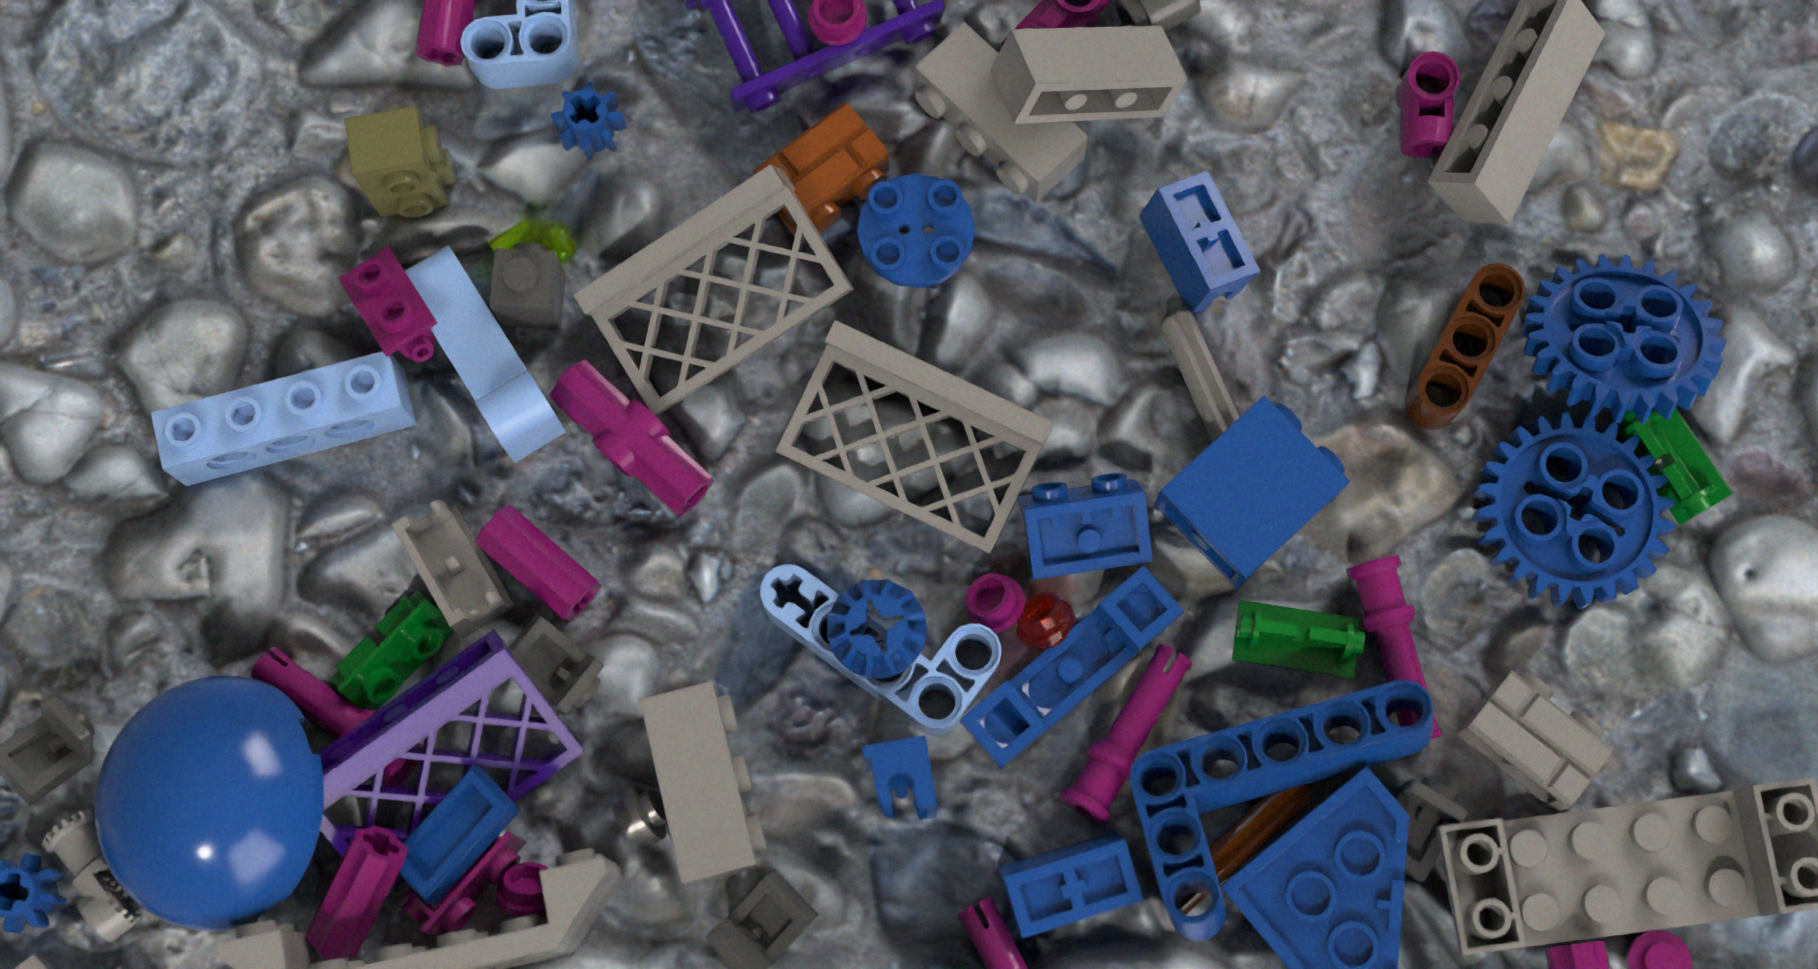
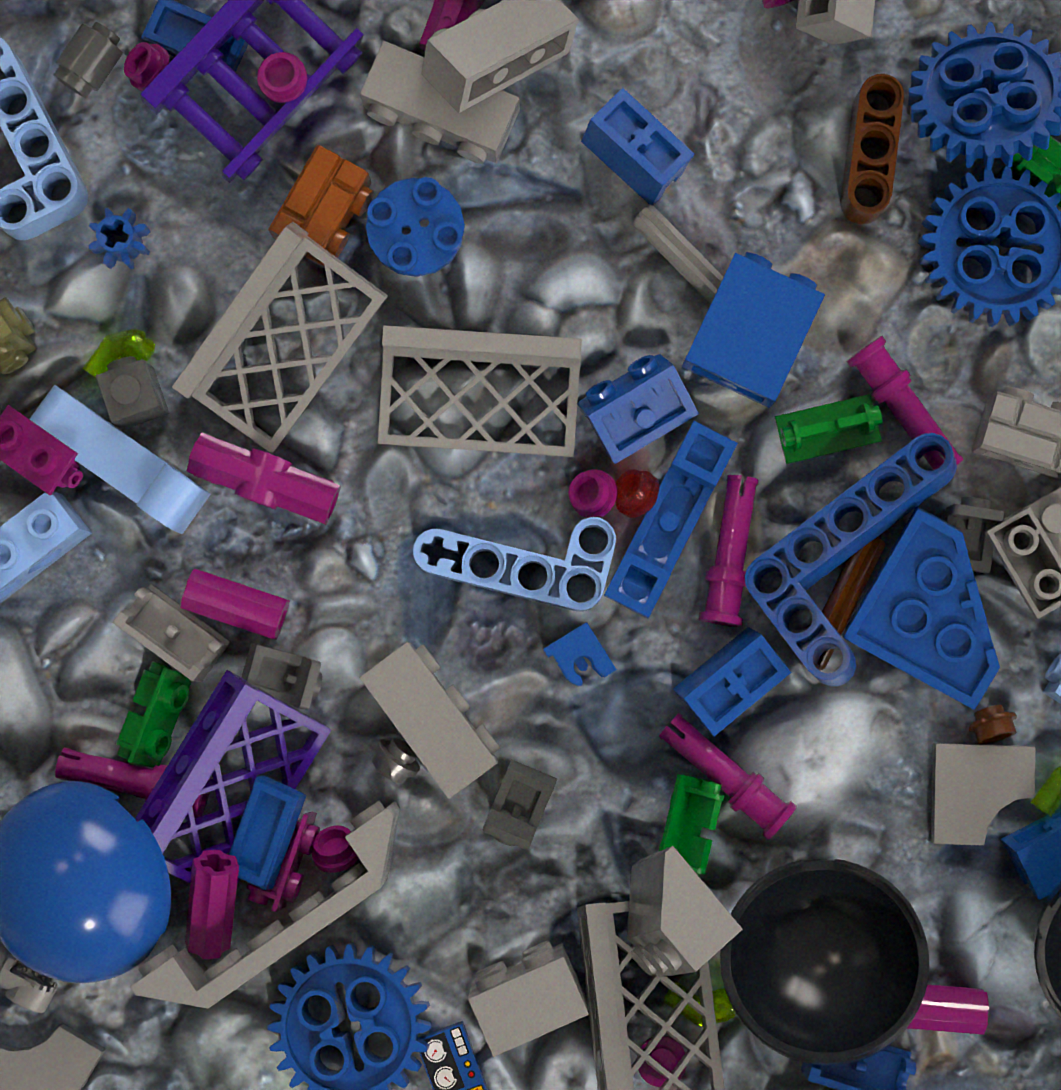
camera: 20 degrees left, 10 degrees up
(861, 653) = (539, 554): blue gear -> none

